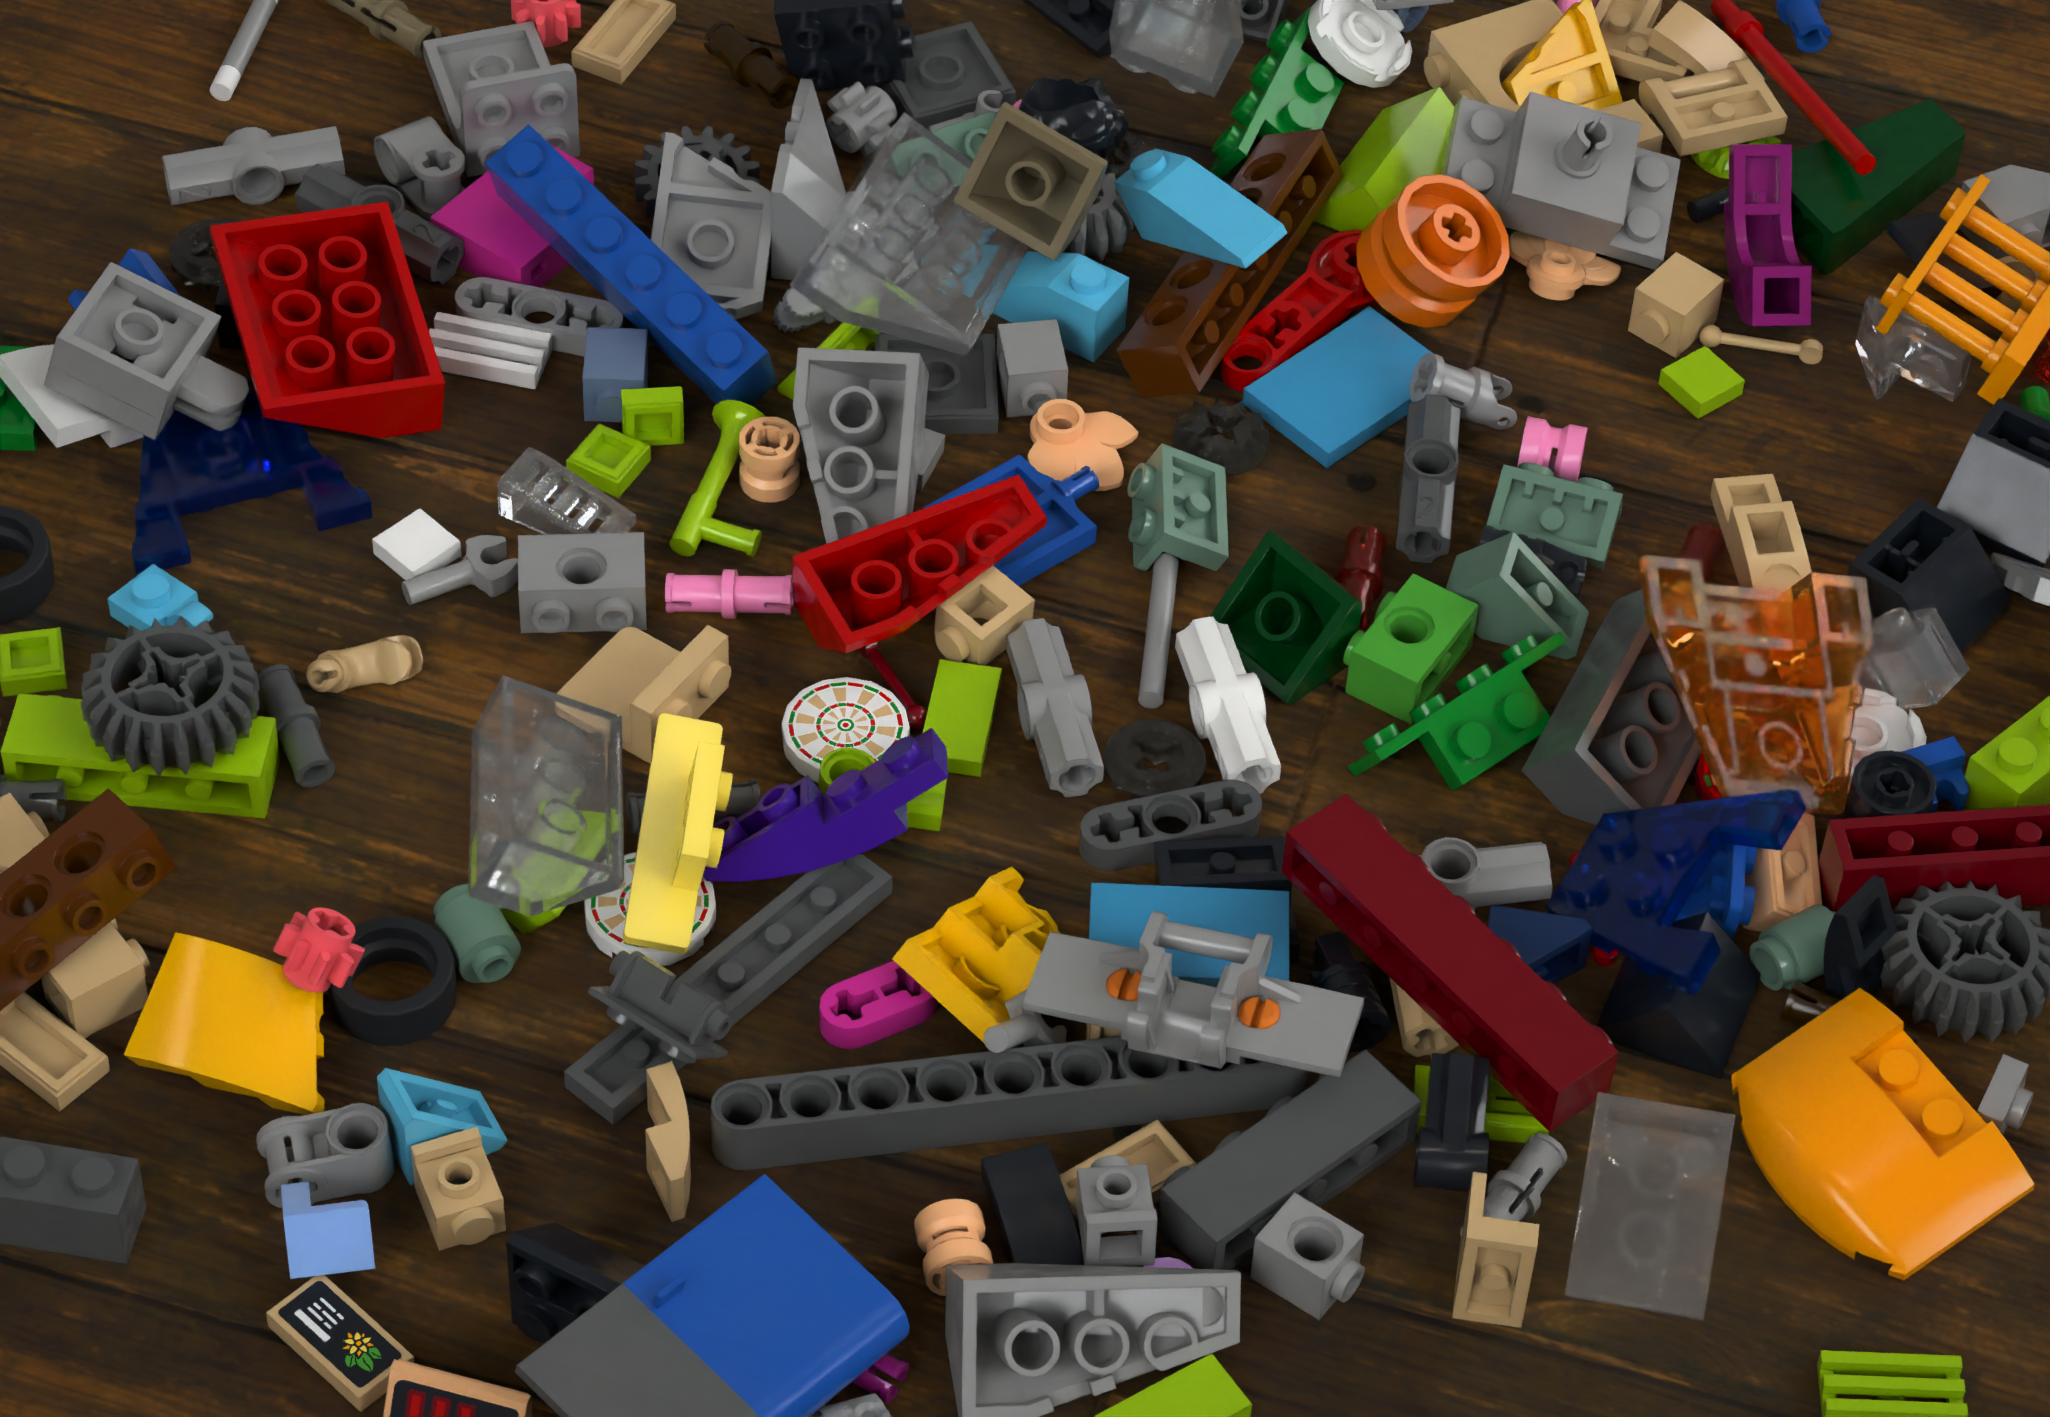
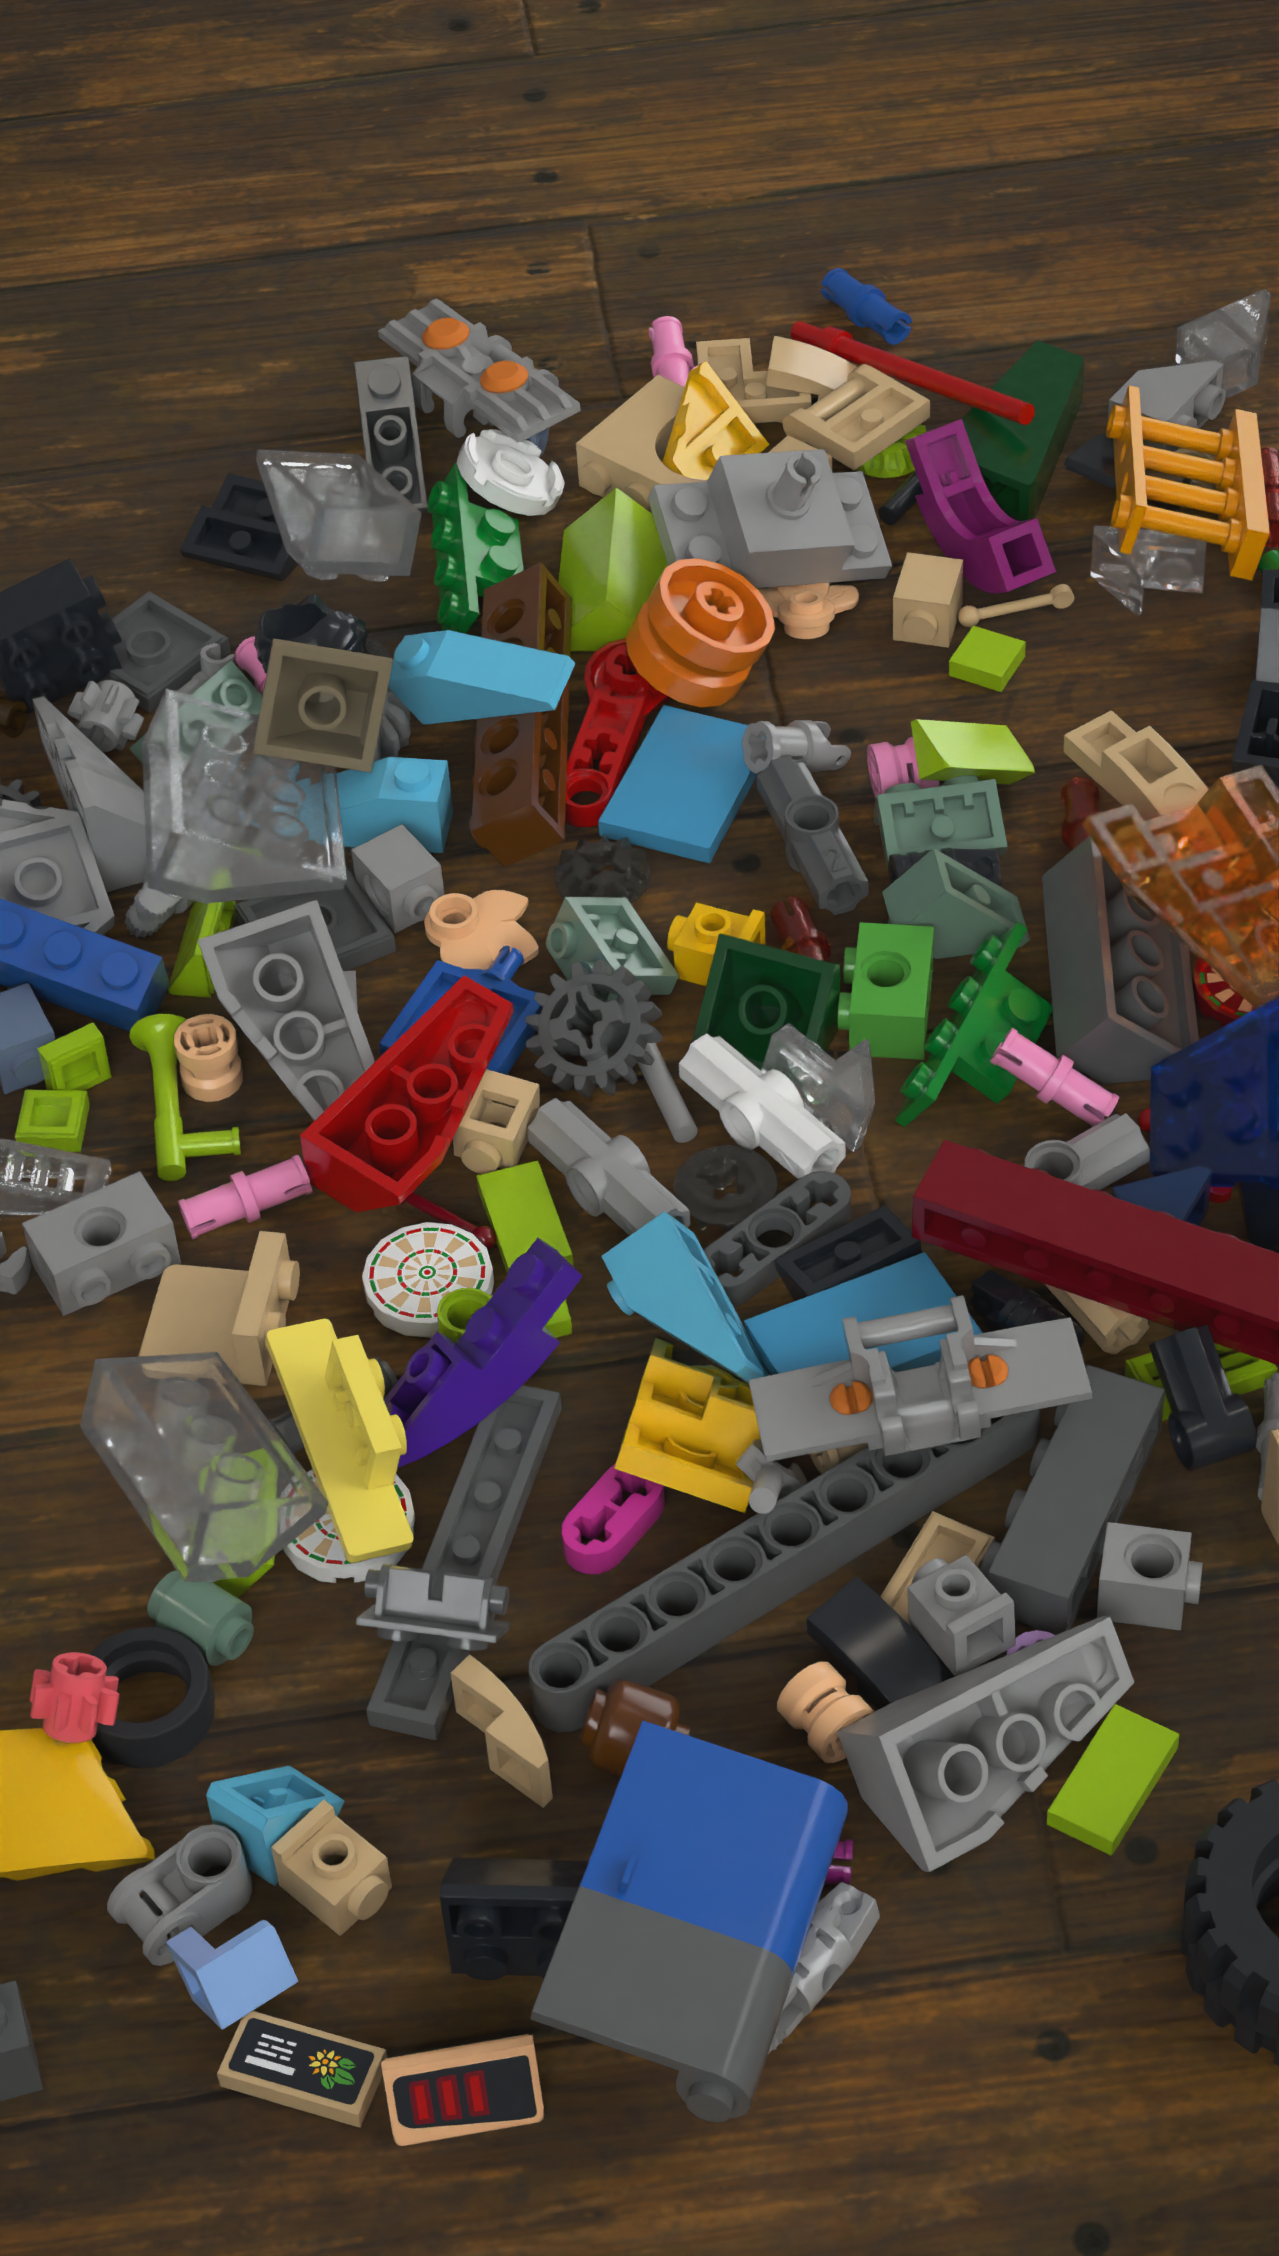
camera: 20 degrees left, 0 degrees up
(788, 1168) = (616, 1719): none -> reddish brown head
(1047, 829) = (674, 1287): none -> medium azure slope
(1118, 572) = (616, 1039): none -> dark grey gear
(1286, 521) = (696, 936): none -> yellow brick
(1294, 710) = (831, 1089): none -> clear slope
(1505, 786) = (1054, 1078): none -> bright pink pin
(1618, 457) = (973, 749): none -> lime slope

